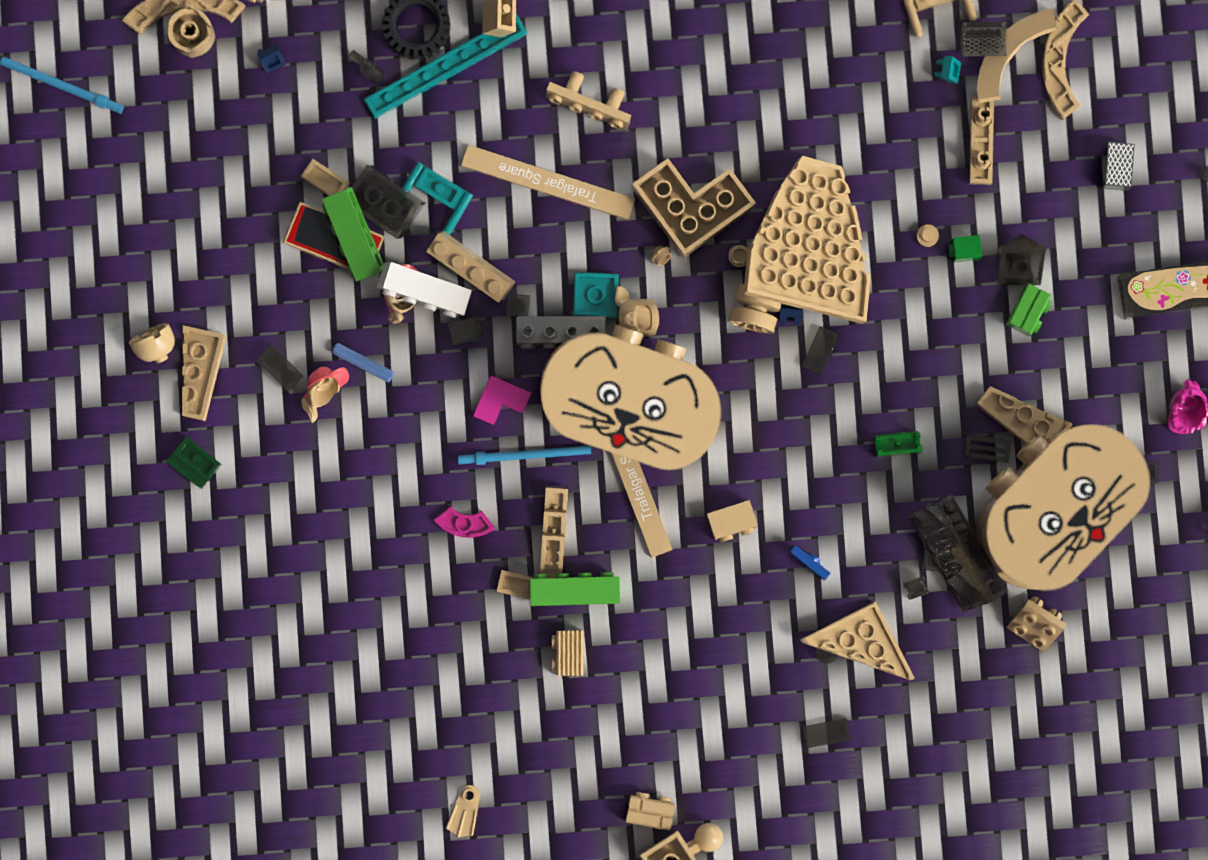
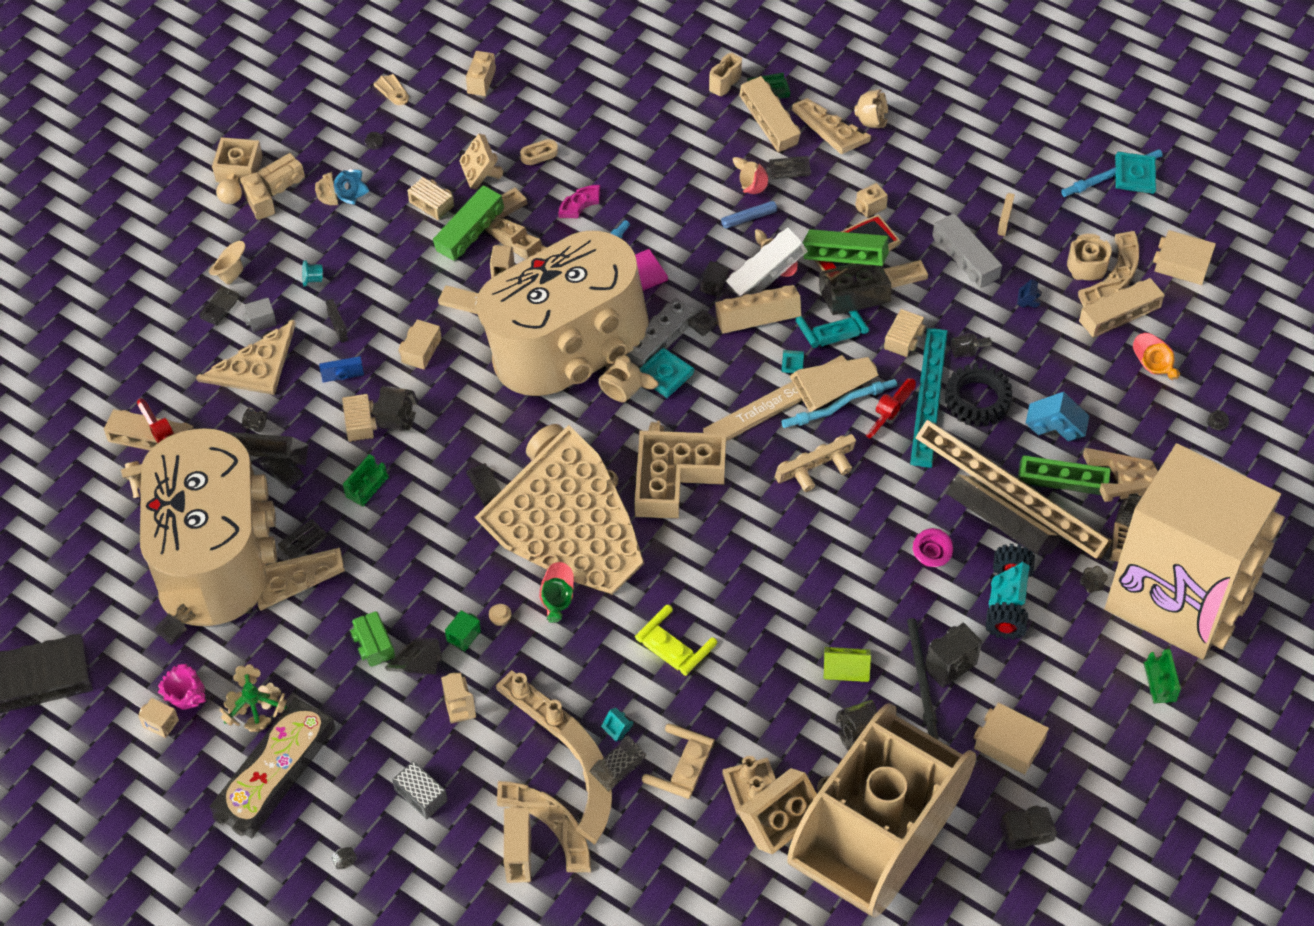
camera: 130 degrees right, 30 degrees down
(49, 62) = (1135, 172): none -> teal plate
(190, 139) = (1006, 212): none -> tan tile
(207, 510) = (725, 74): none -> tan brick
(233, 429) = (770, 114): none -> tan brick
(260, 143) = (967, 250): none -> light grey brick
(265, 266) = (871, 200): none -> tan brick
(387, 739) = (480, 73): none -> tan brick
(396, 129) = (904, 333): none -> tan brick
(438, 605) = (539, 152): none -> tan plate
(489, 85) = (889, 406): none -> red piece
(499, 145) = (828, 382): none -> tan slope
(499, 642) = (479, 162): none -> tan plate
(502, 198) = (792, 361): none -> teal tile
(546, 773) = (374, 140): none -> clear smoke plate
(552, 147) = (804, 418): none -> medium azure bar
(602, 514) = (501, 259): none -> tan brick
(618, 737) = (355, 189): none -> dark azure piece
(631, 760) = (325, 190): none -> tan tile
(691, 808) = (257, 196): none -> tan brick
(734, 681) = (311, 273): none -> teal piece
(765, 613) = (336, 320): none -> clear smoke tile
(783, 761) = (229, 264): none -> tan piece
(812, 684) = (259, 315): none -> light grey brick
(817, 476) = (395, 408): none -> clear smoke brick
(843, 505) = (358, 417): none -> tan brick
(851, 87) = (669, 647): none -> neon yellow plate
(881, 201) = (556, 590): none -> green hair
(997, 660) = (134, 430): none -> tan brick
(999, 639) = (159, 429): none -> red piece
(1029, 197) = (457, 698): none -> tan window
(1106, 55) = (517, 844): none -> tan brick
(1161, 336) = (240, 701): none -> tan plant

